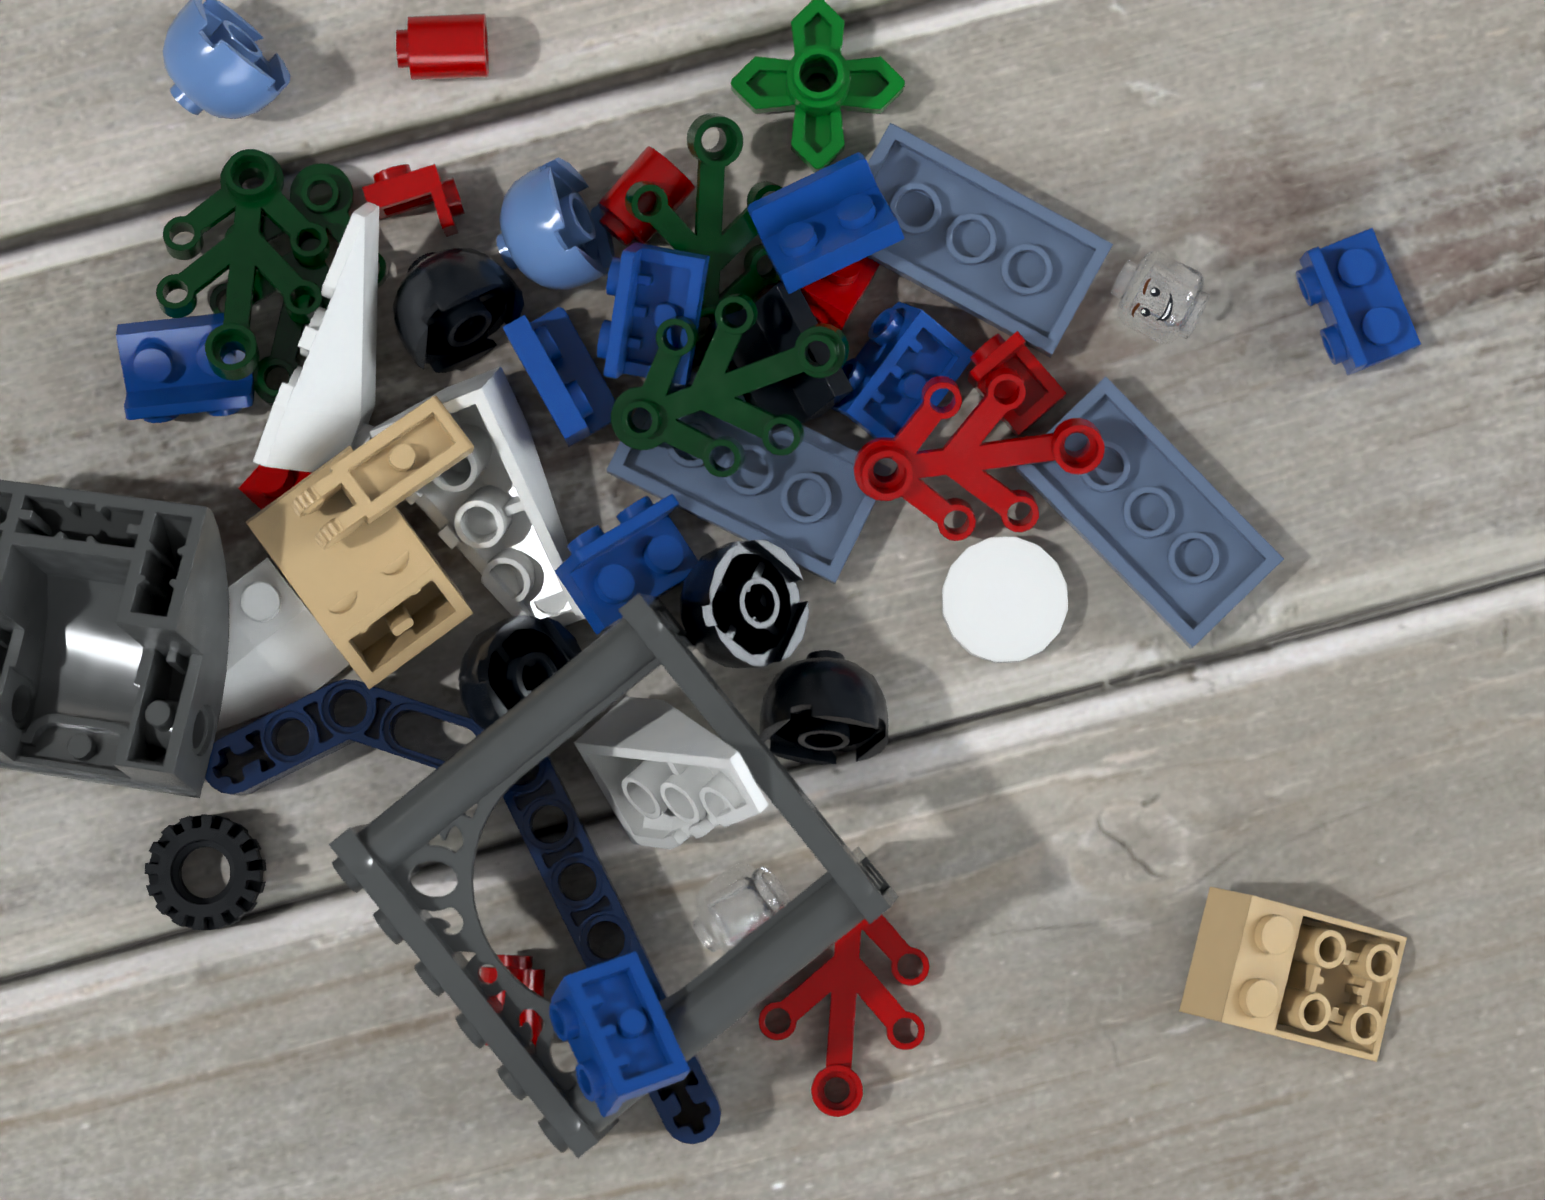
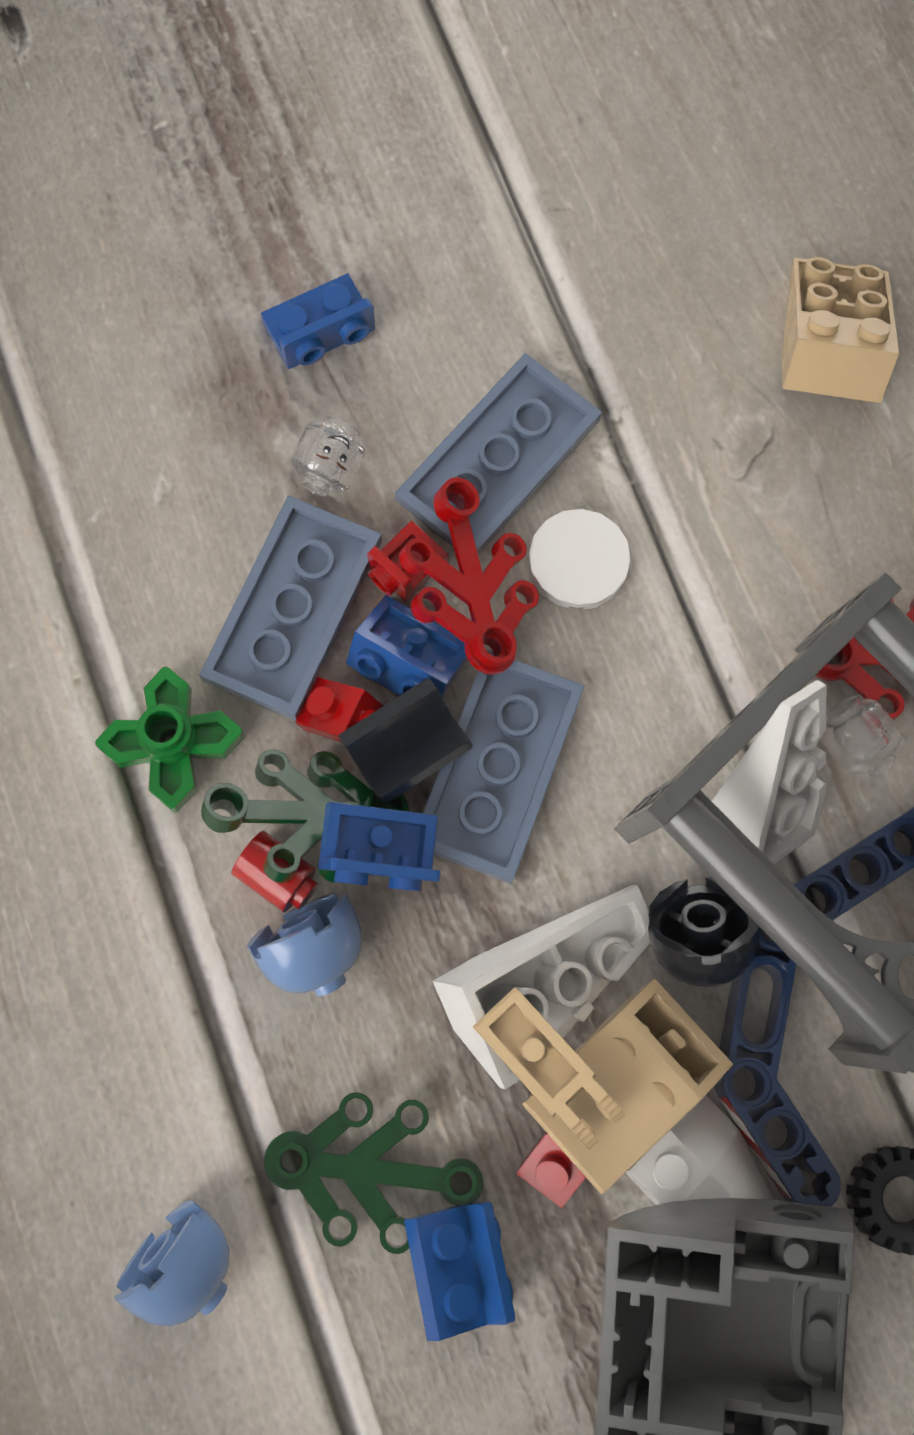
camera: 100 degrees left, 10 degrees down
(242, 254) = (353, 1226): dark green plant -> none
(335, 390) = (467, 1125): white wedge -> none
(403, 190) = (283, 1087): red bracket -> none
(444, 46) = (152, 1061): red brick -> none
(453, 306) = (383, 1030): black cylinder -> none
(562, 373) = (434, 926): blue bracket -> none
(633, 558) = (593, 854): blue bracket -> none
(718, 391) = (440, 785): dark green plant -> none
(744, 605) = (616, 753): black cylinder -> none
(824, 222) = (290, 712): blue bracket -> none
(824, 709) = (688, 682): black cylinder -> none

